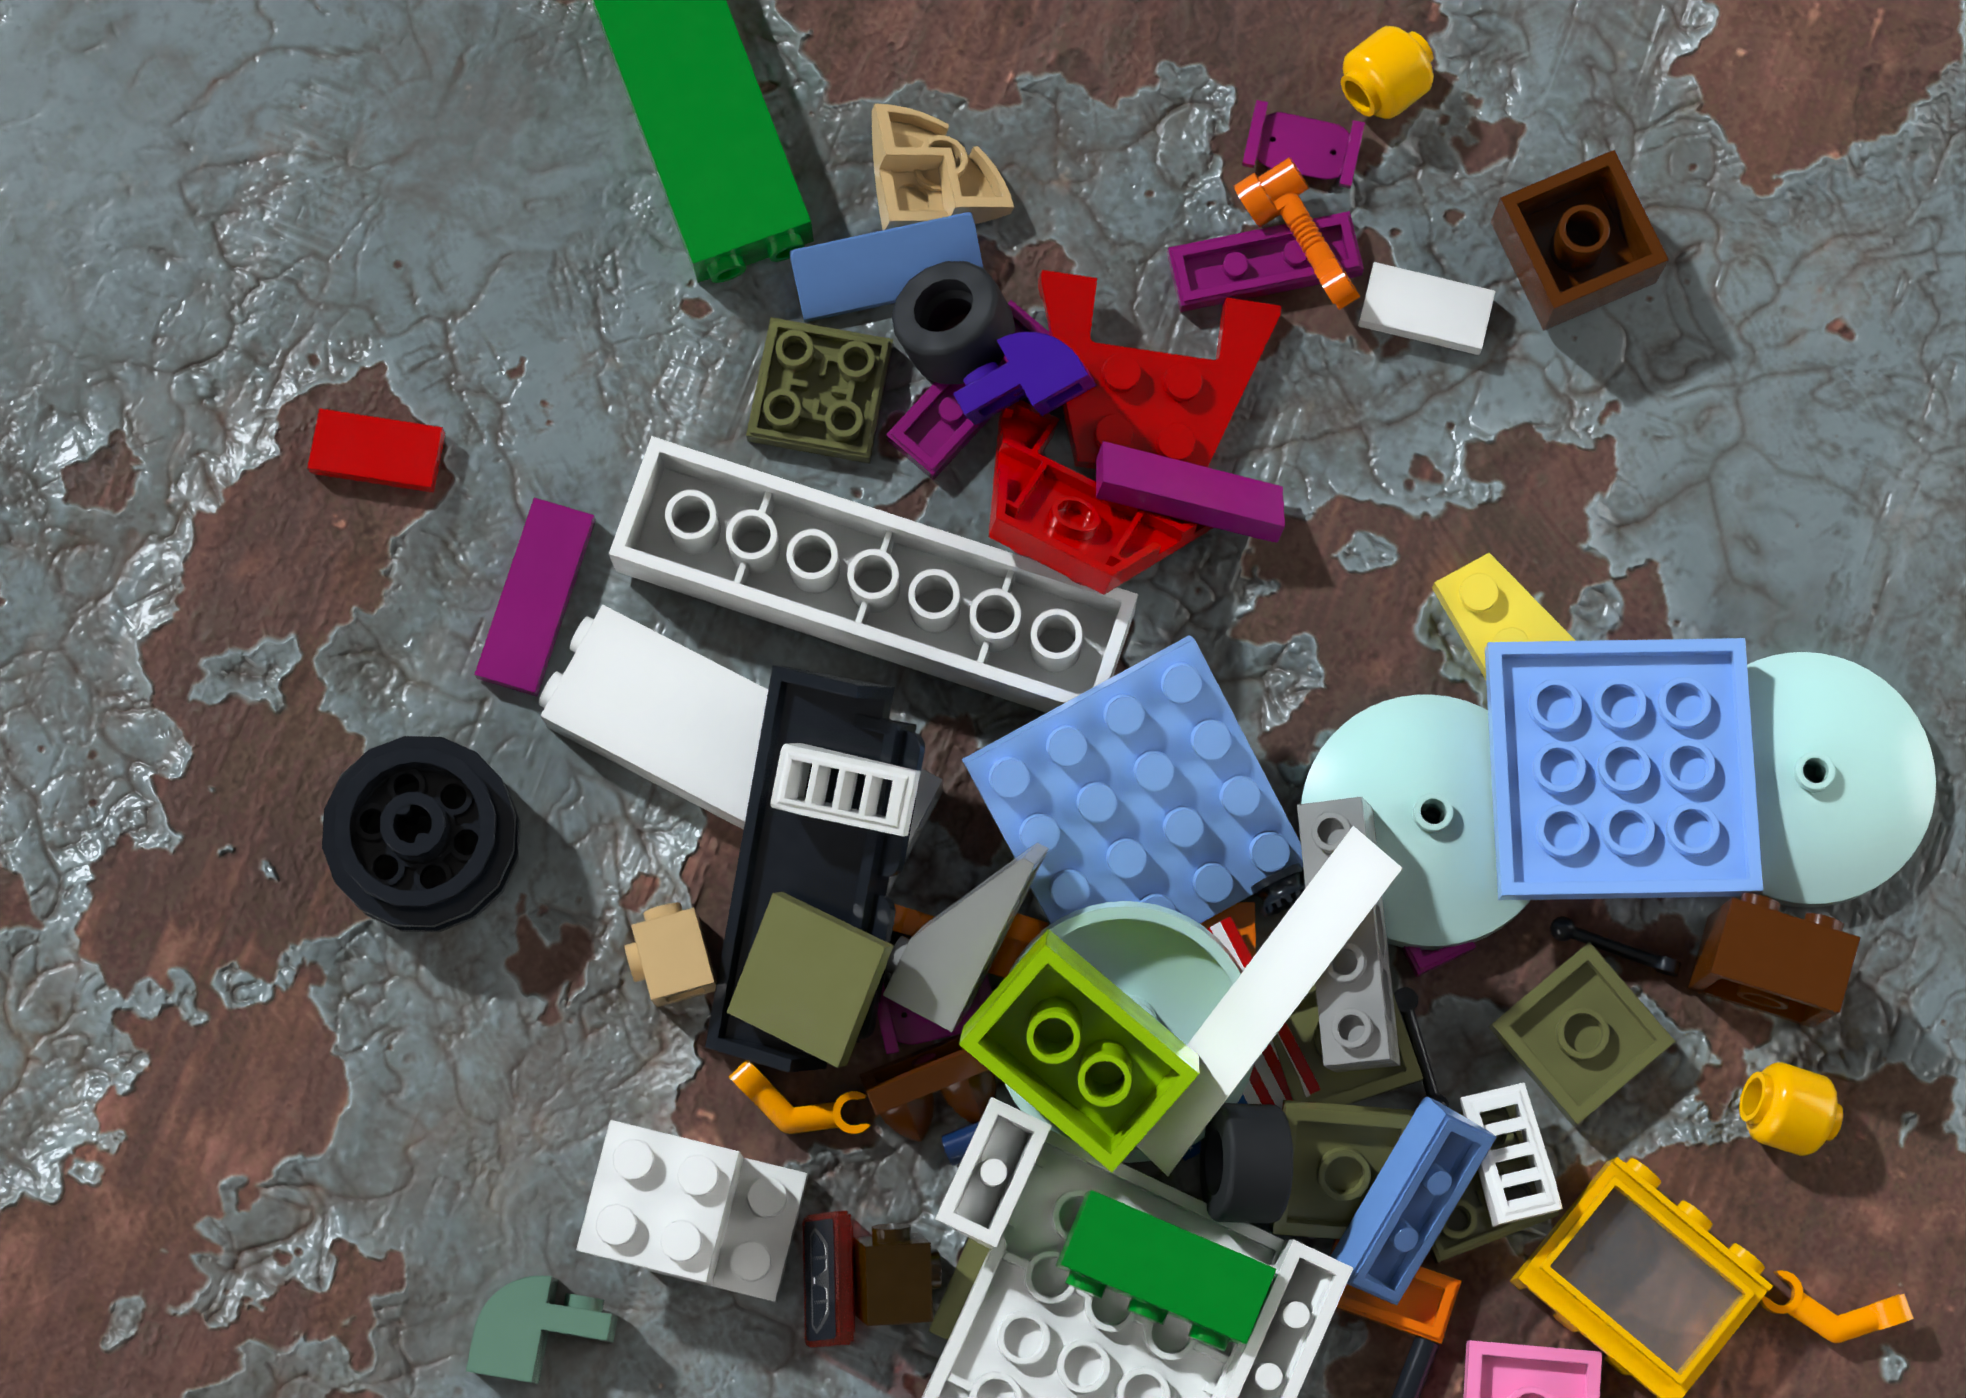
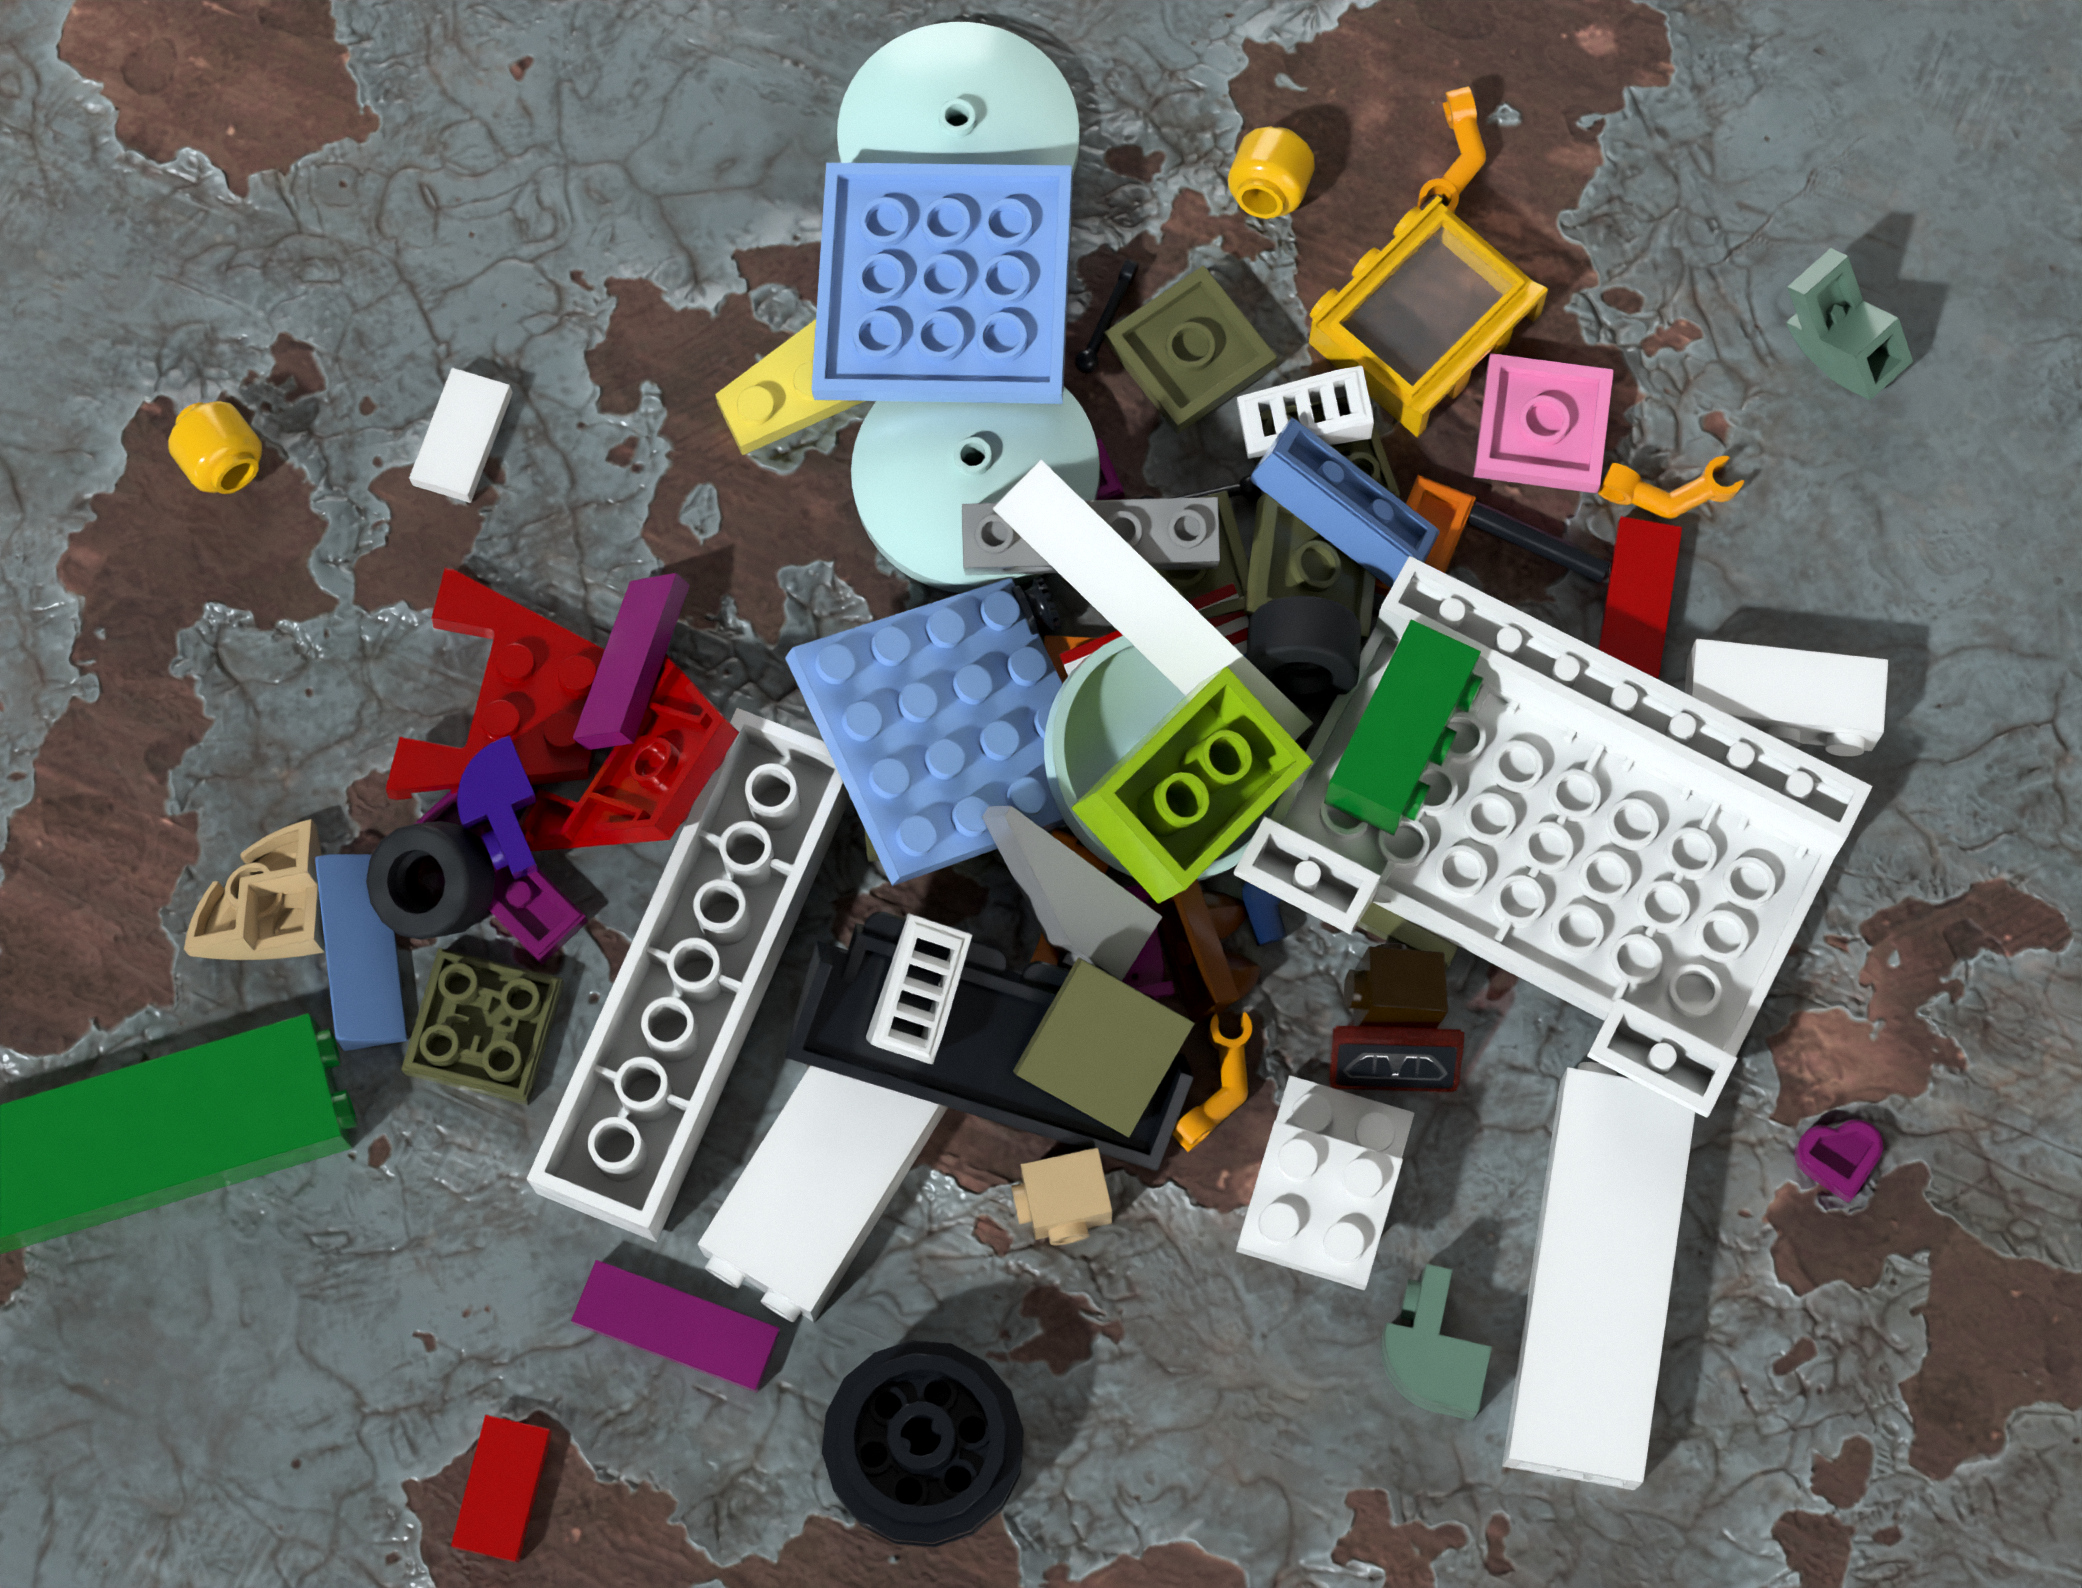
camera: 85 degrees left, 5 degrees down
(1256, 263) = (395, 584): magenta tile -> none
(1278, 194) = (329, 560): orange brick -> none
(1305, 142) = (278, 537): magenta piece -> none
(1579, 240) = (412, 281): reddish brown brick -> none
(1774, 960) = (1135, 167): reddish brown brick -> none

